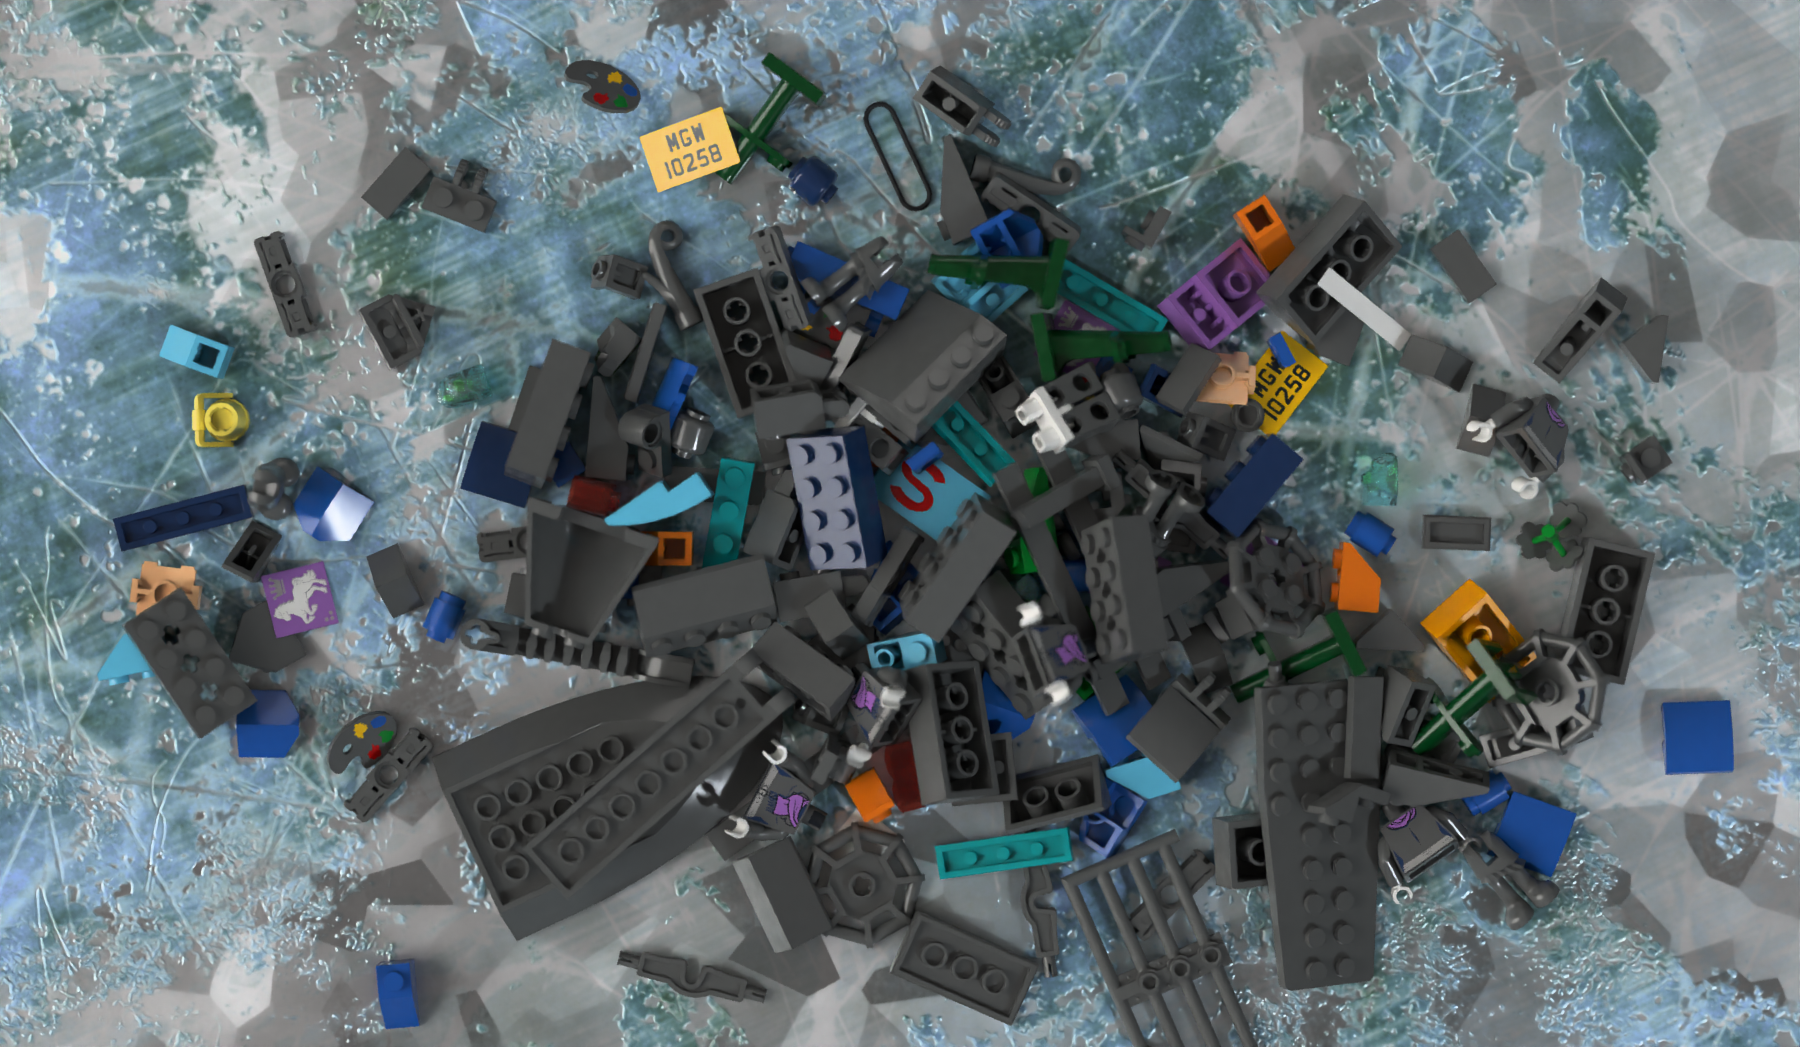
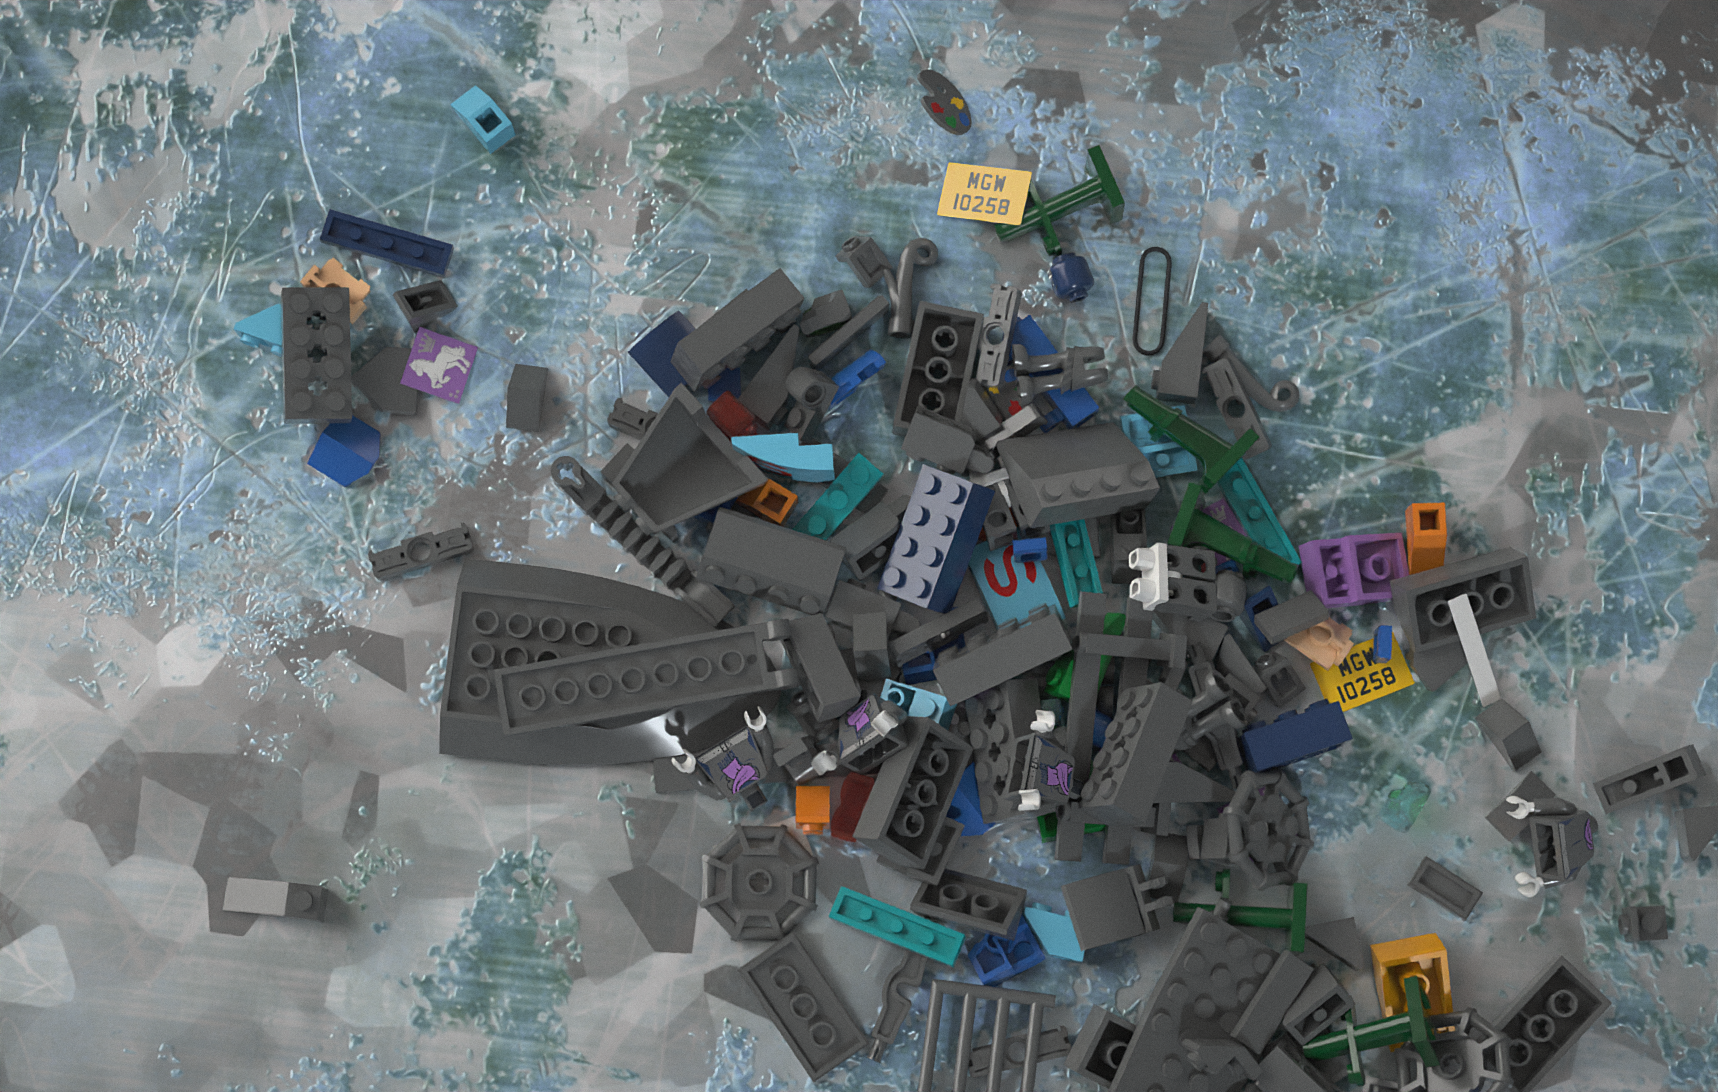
camera: 30 degrees right, 10 degrees down
(224, 420) = (470, 183): light yellow piece -> none
(269, 488) = (470, 253): dark grey piece -> none
(276, 263) = (583, 129): dark grey piece -> none
(330, 507) = (512, 307): slope -> none
(369, 738) = (425, 510): dark grey piece -> none
(396, 183) = (728, 83): dark grey tile -> none
(397, 327) = (657, 196): dark grey slope -> none
(398, 993) = (312, 737): blue slope -> none
(444, 616) = (548, 447): blue brick -> none
(459, 203) = (770, 129): dark grey hinge -> none
(464, 388) = (682, 275): clear light blue rock -> none
(674, 970) = (554, 862): dark grey piece -> none
(691, 432) = (845, 419): dark grey head -> none
(774, 454) = (905, 475): dark grey bracket -> none
(783, 895) = (687, 848): dark grey slope -> none
(960, 105) = (1229, 284): dark grey hinge -> none
(1009, 235) = (1210, 409): blue slope -> none
(1111, 730) = (1051, 874): blue slope -> none
(1152, 224) = (1333, 478): dark grey bracket -> none
(1248, 417) = (1322, 683): dark grey plate -> none
(1356, 582) = (1335, 878): orange slope -> none
(1370, 533) = (1371, 844): blue brick -> none
(1463, 266) = (1577, 667): dark grey tile -> none
(1539, 538) = (1514, 936): dark grey plant -> none

